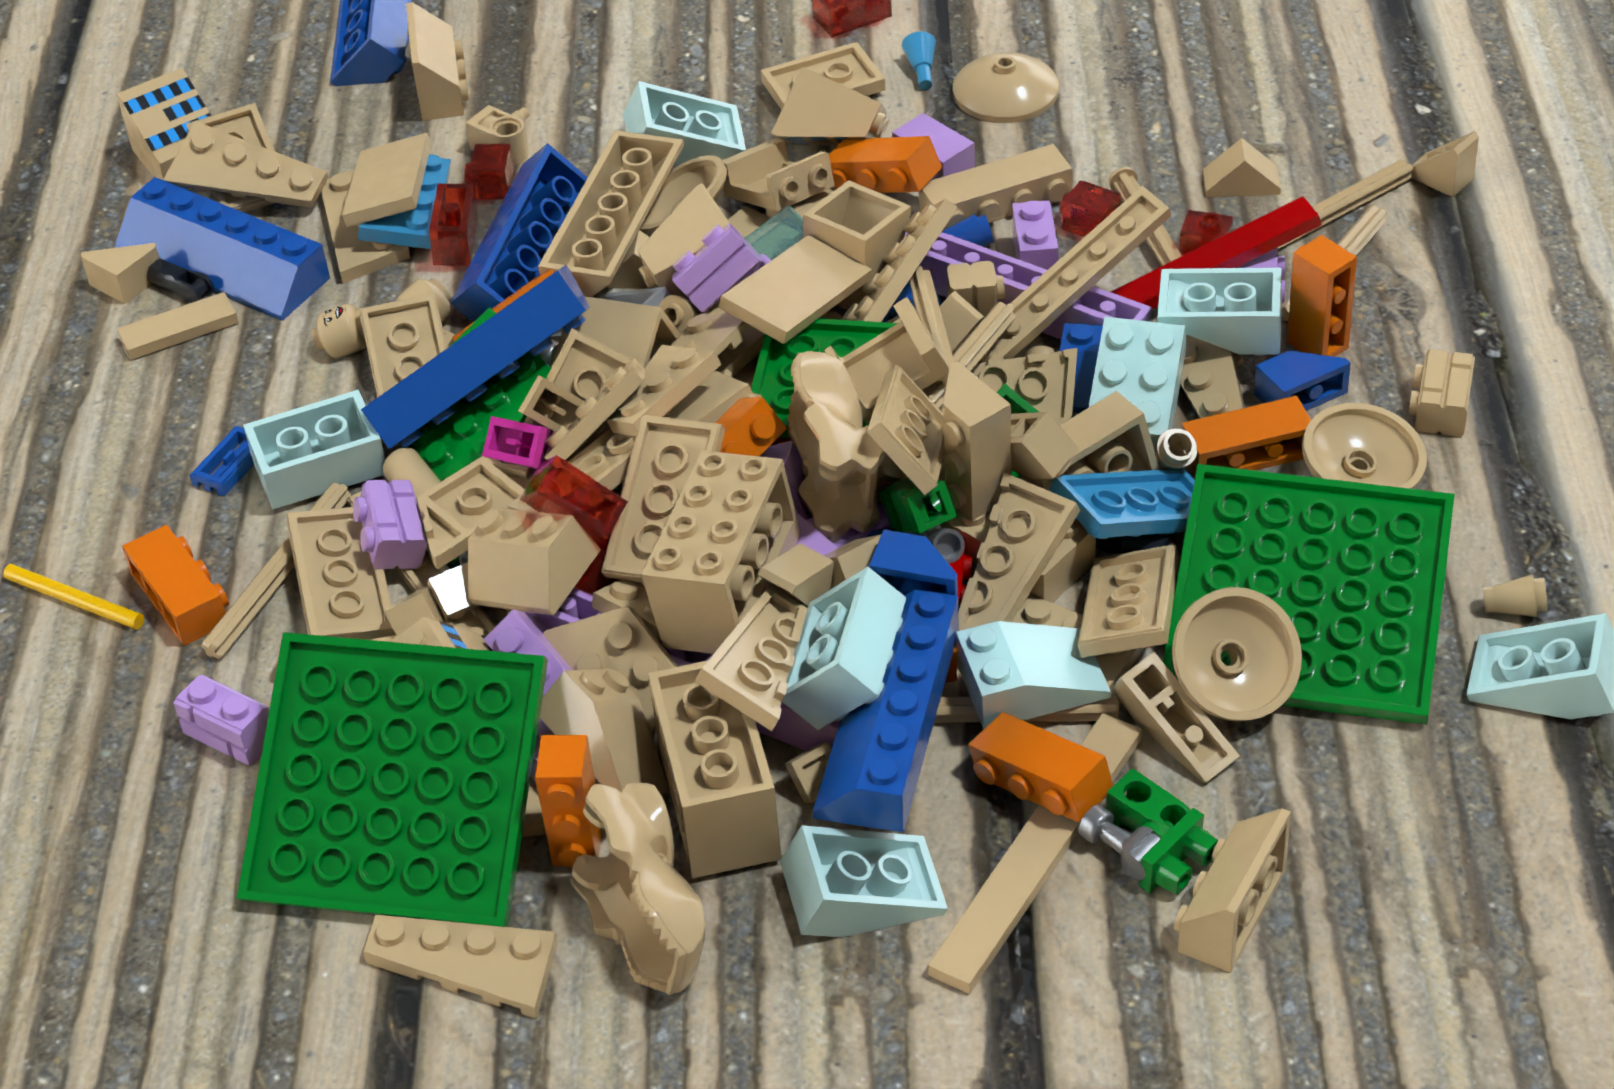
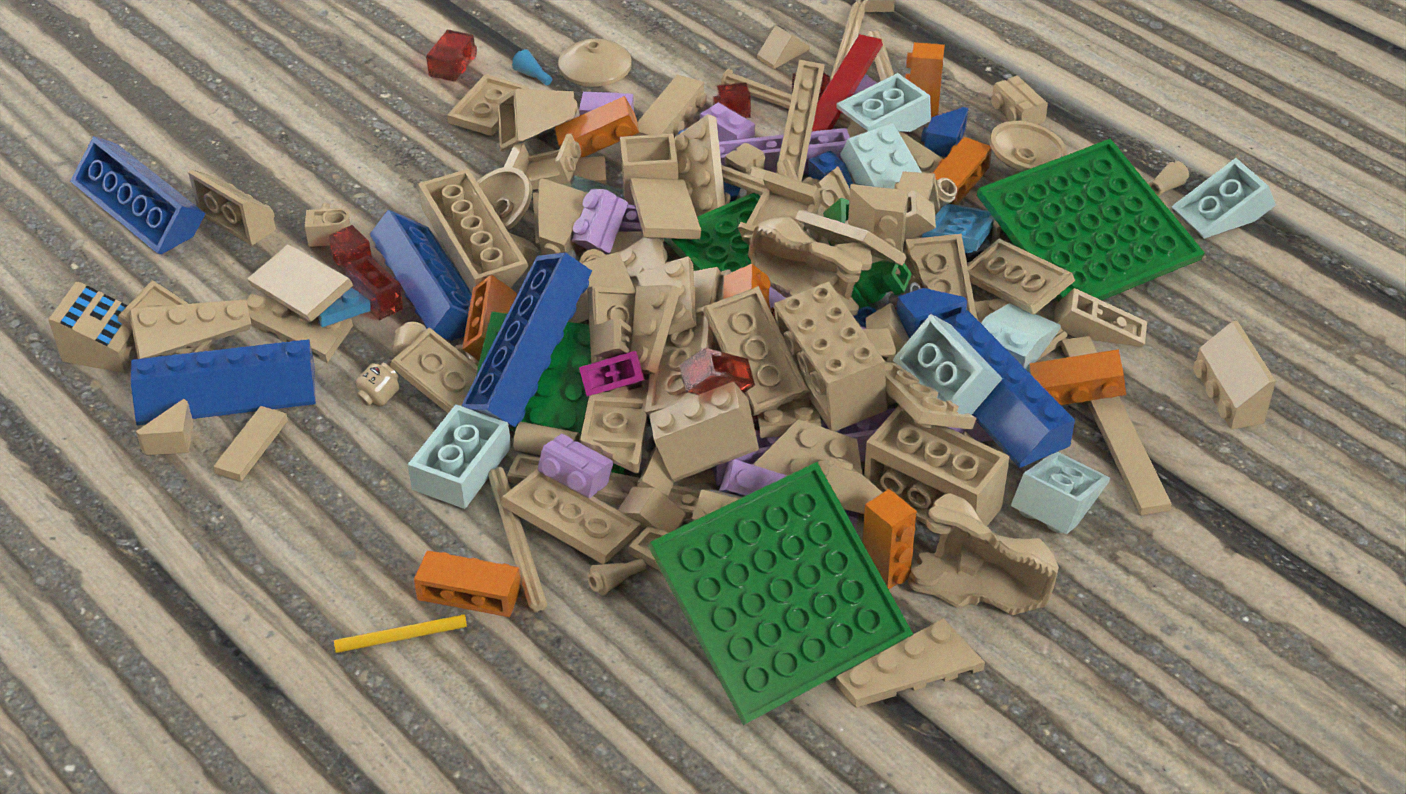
camera: 45 degrees left, 0 degrees up
(183, 282) = (218, 416): black bar -> none
(223, 719) = (609, 634): lavender brick -> none
(235, 464) = (401, 515): blue tile -> none
(702, 123) = (434, 161): light aqua slope -> none
(1162, 833) = (1161, 379): green hips -> none
(1261, 649) = (1108, 268): tan dish -> none

